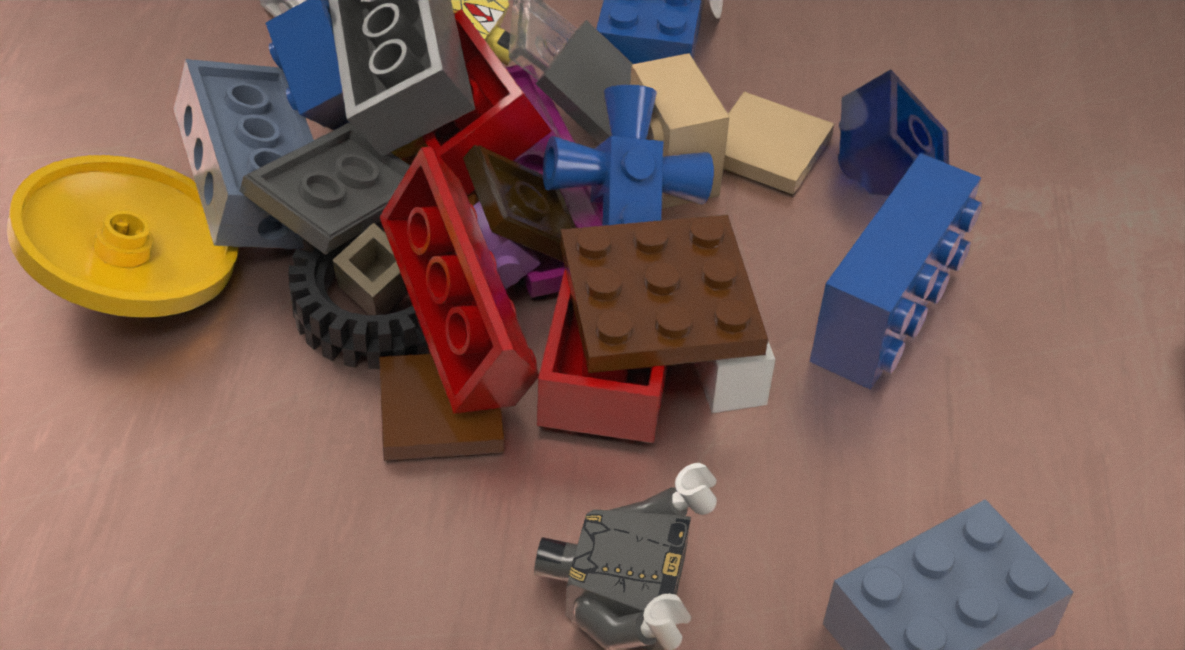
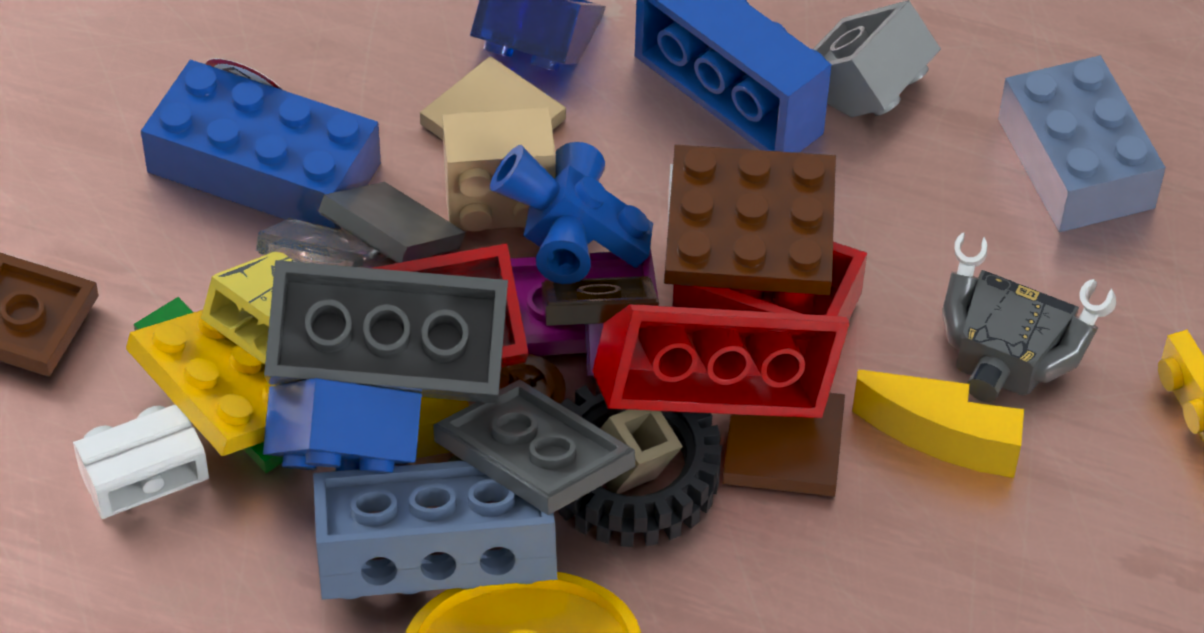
camera: 75 degrees left, 5 degrees up
(484, 530) = (941, 421): none -> yellow slope
(971, 399) = (876, 58): none -> light grey slope

